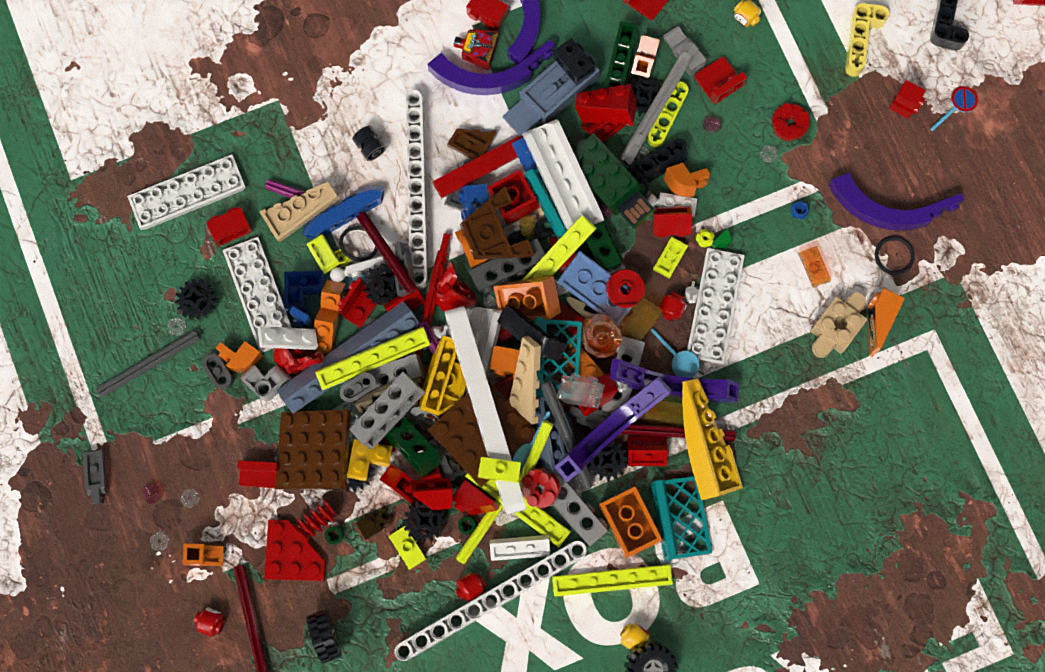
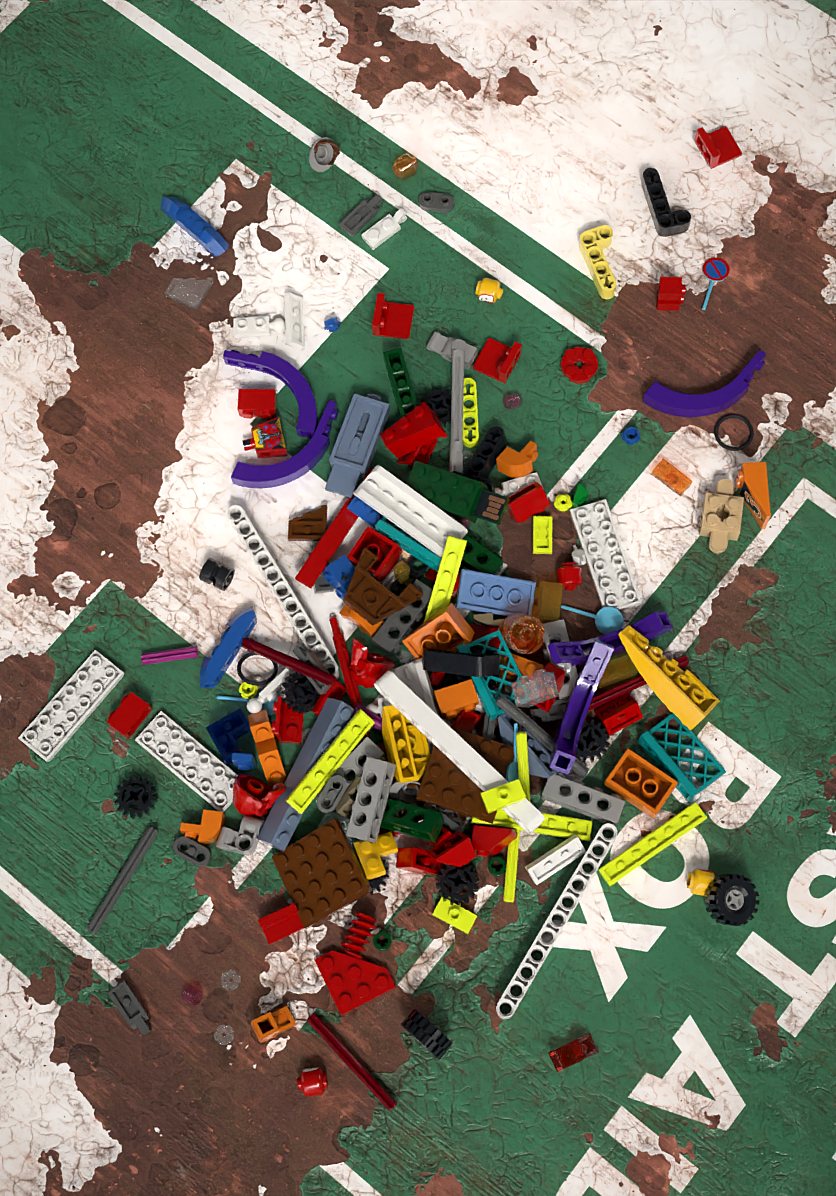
camera: 25 degrees left, 5 degrees down
(181, 326) = (135, 831): clear plate -> none
(287, 338) = (243, 784): white plate -> none
(291, 215) = (181, 675): tan wing -> none
(323, 253) = (230, 694): neon yellow plate -> none
(370, 524) = (410, 913): dark brown plate -> none
(470, 587) = (531, 918): red head -> none
(526, 381) = (481, 706): tan wing -> none
(533, 494) = (556, 796): red plate -> none
(574, 61) = (363, 407): black brick -> none
(632, 296) = (530, 583): red plate -> none
(645, 56) = (421, 371): brick -> none
(765, 156) = (576, 405): clear plate -> none

